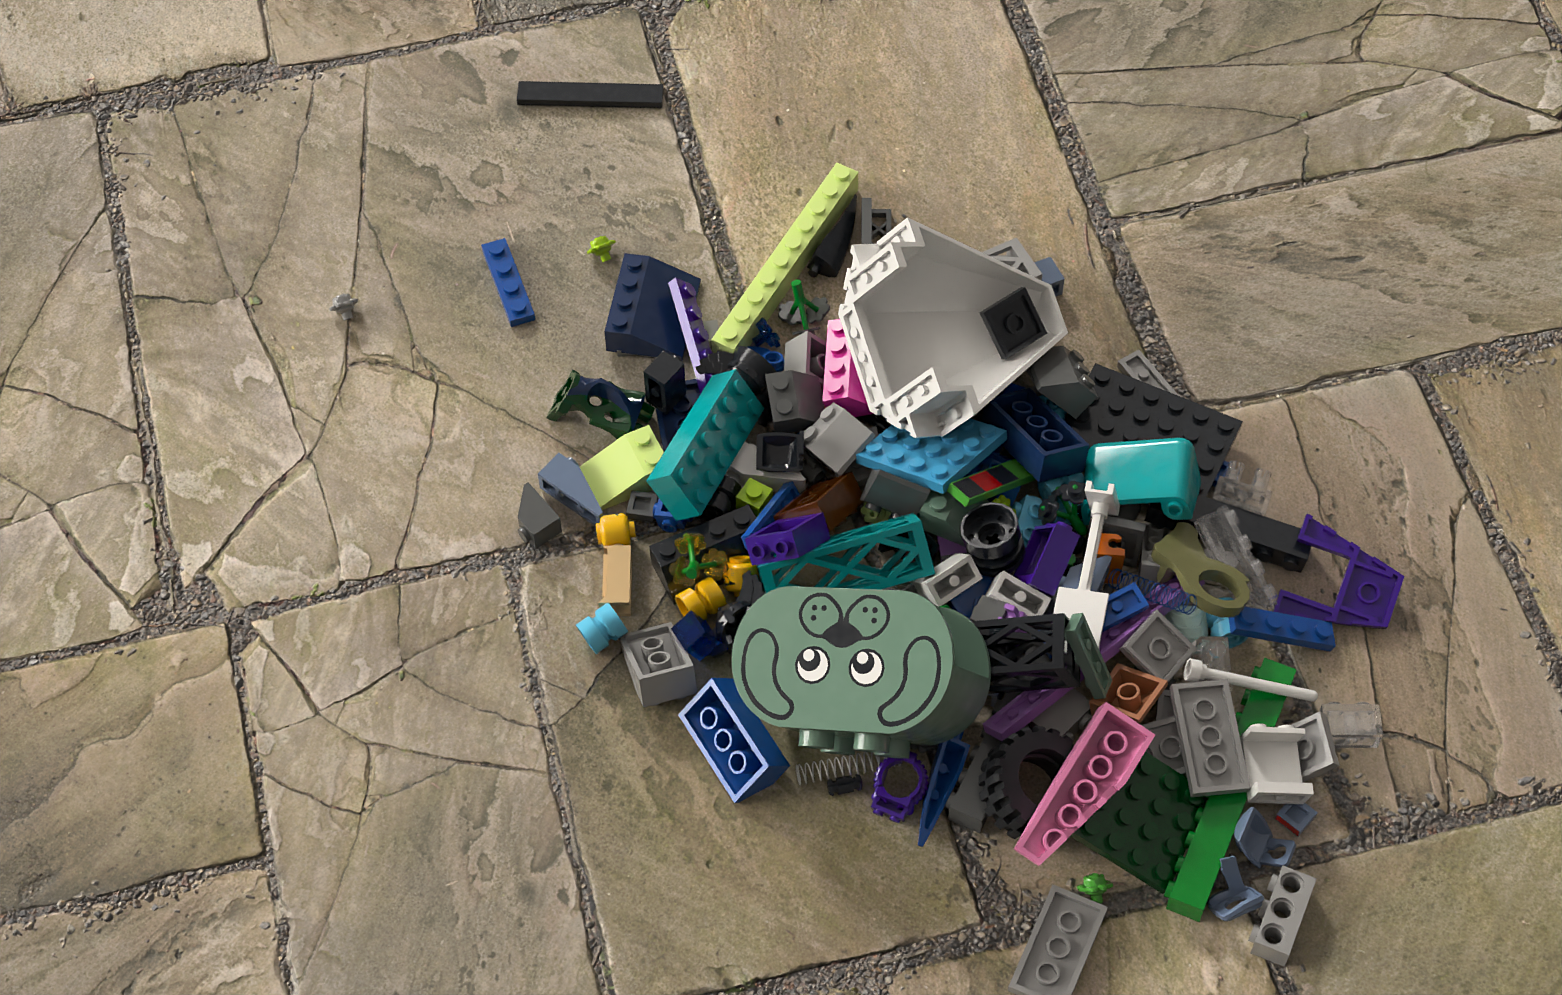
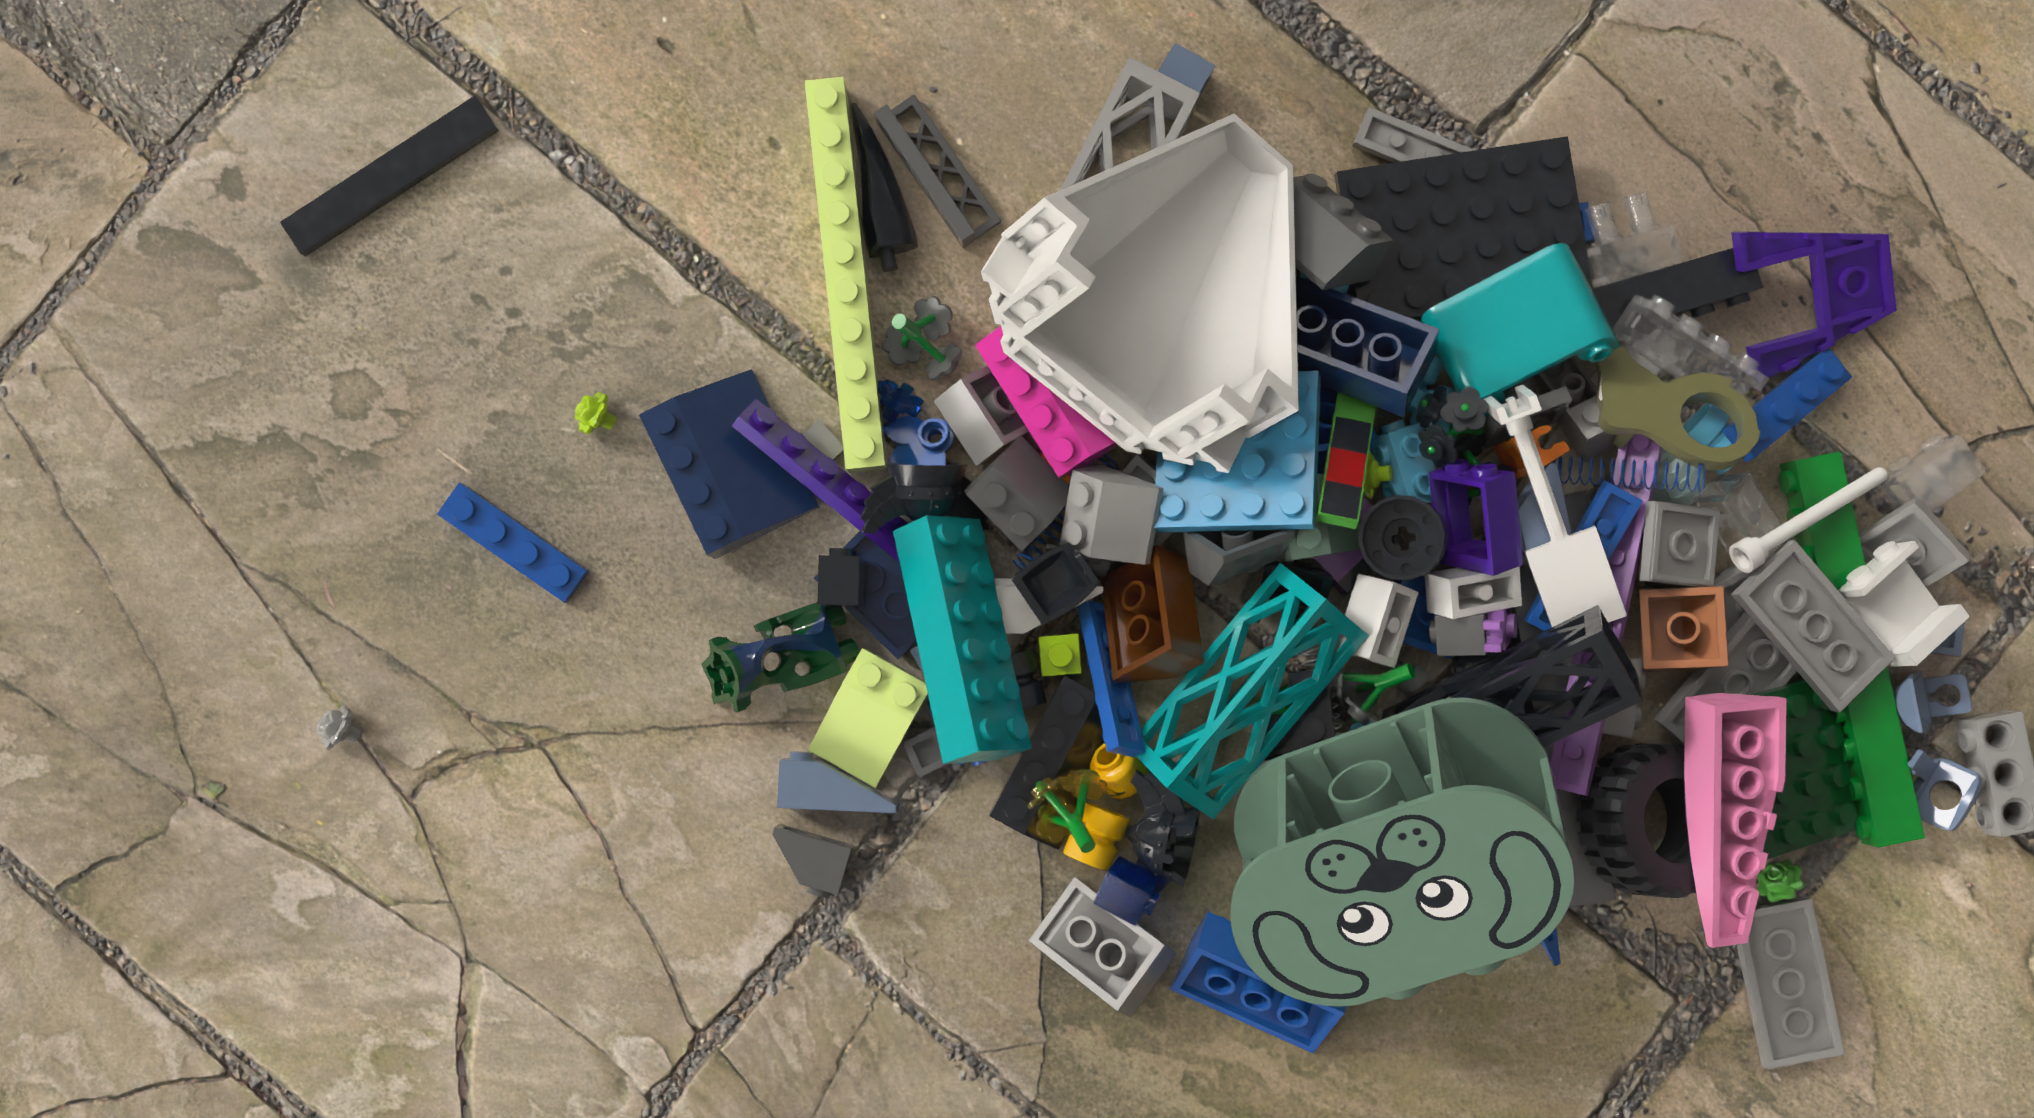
camera: 40 degrees left, 30 degrees up
(602, 628) = (1011, 951): medium azure wheel -> none
(615, 530) = (925, 813): yellow head -> none
(617, 578) = (975, 873): tan window -> none
(787, 538) = (1172, 679): dark purple window -> none
(1013, 323) = (1225, 206): black tile -> none
(1088, 656) = (1632, 635): sand green plate -> none

